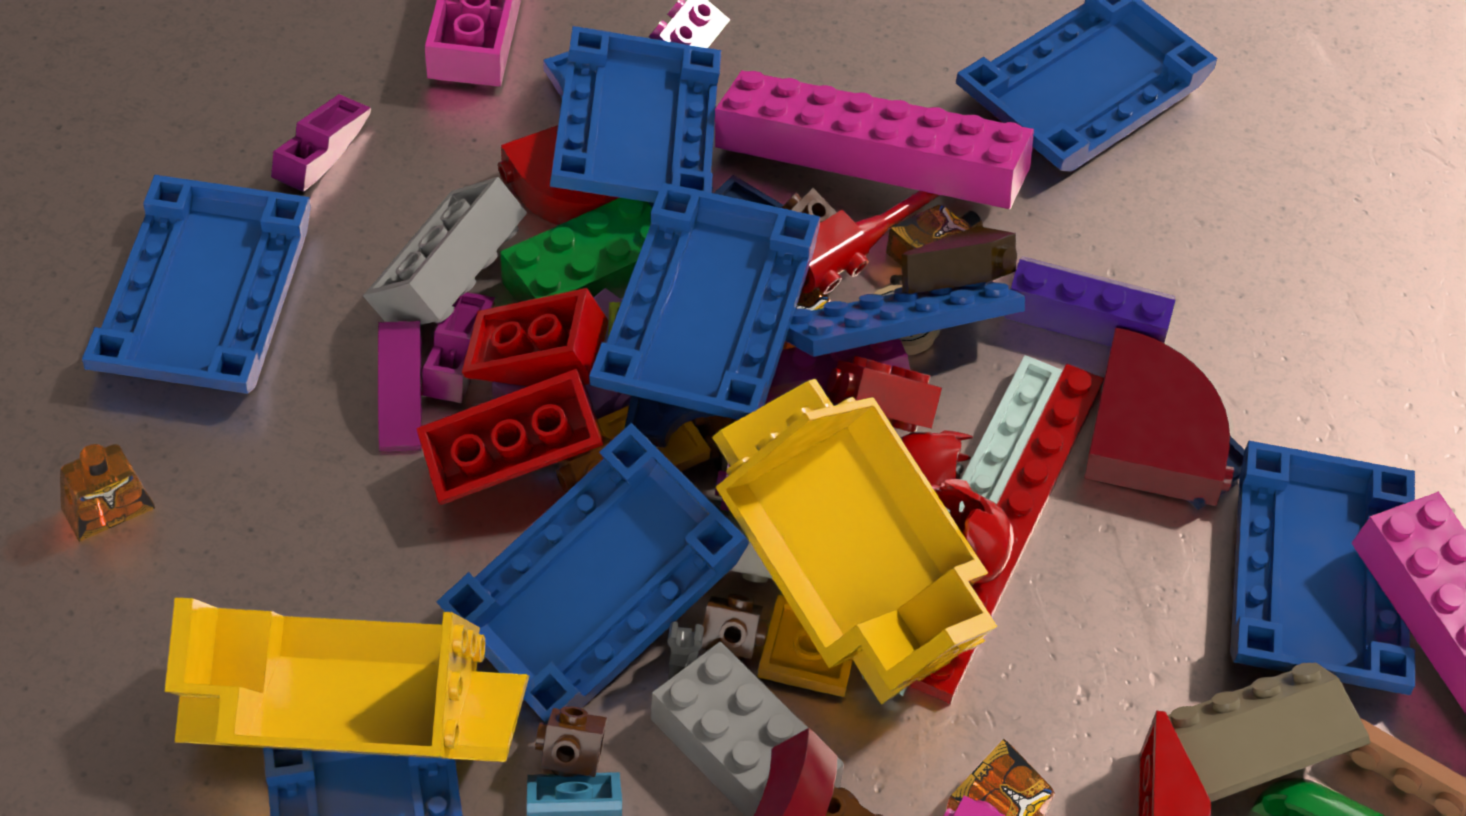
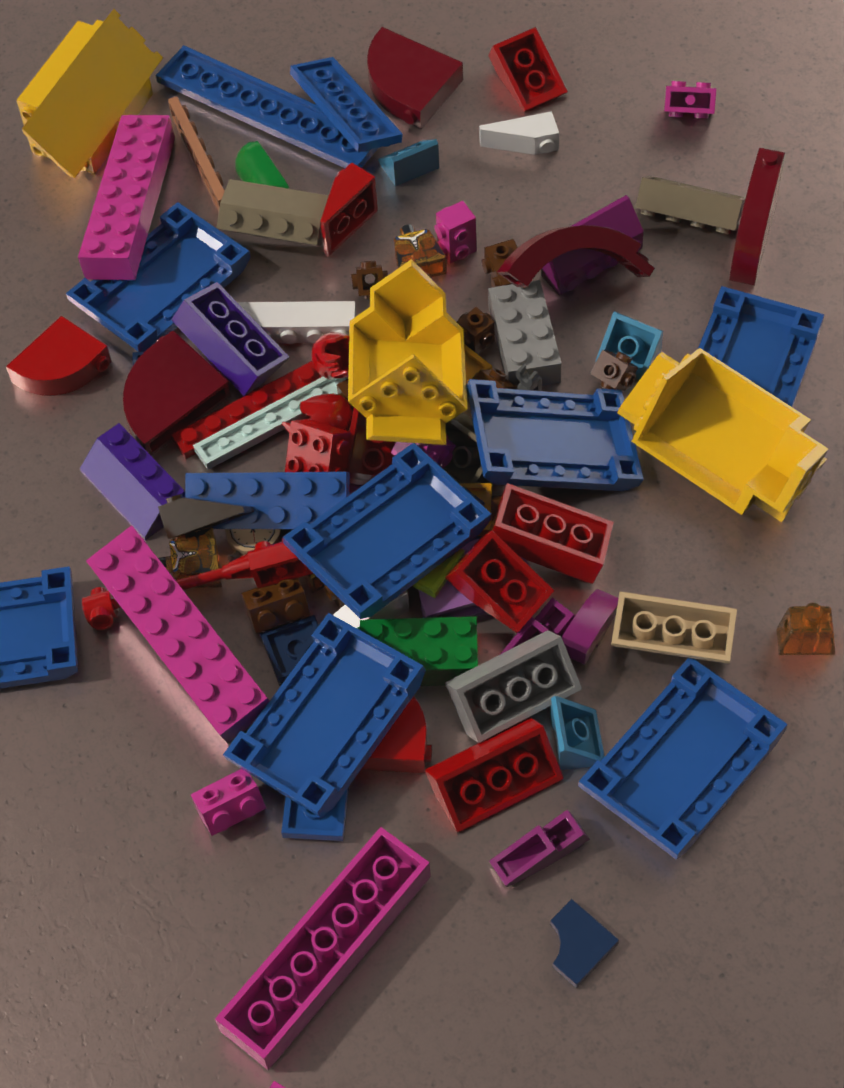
camera: 140 degrees left, 5 degrees up
(227, 87) = (582, 943): none -> dark blue tile
(283, 409) = (674, 627): none -> tan slope
(345, 256) = (575, 734): none -> dark azure slope
(418, 183) = (494, 774): none -> red slope
(823, 707) = (477, 329): none -> reddish brown brick
(1034, 710) = (358, 279): none -> reddish brown brick
(1108, 589) = (301, 320): none -> white brick
(1138, 502) = (229, 338): none -> dark purple slope
(1334, 401) = (59, 360): none -> red brick

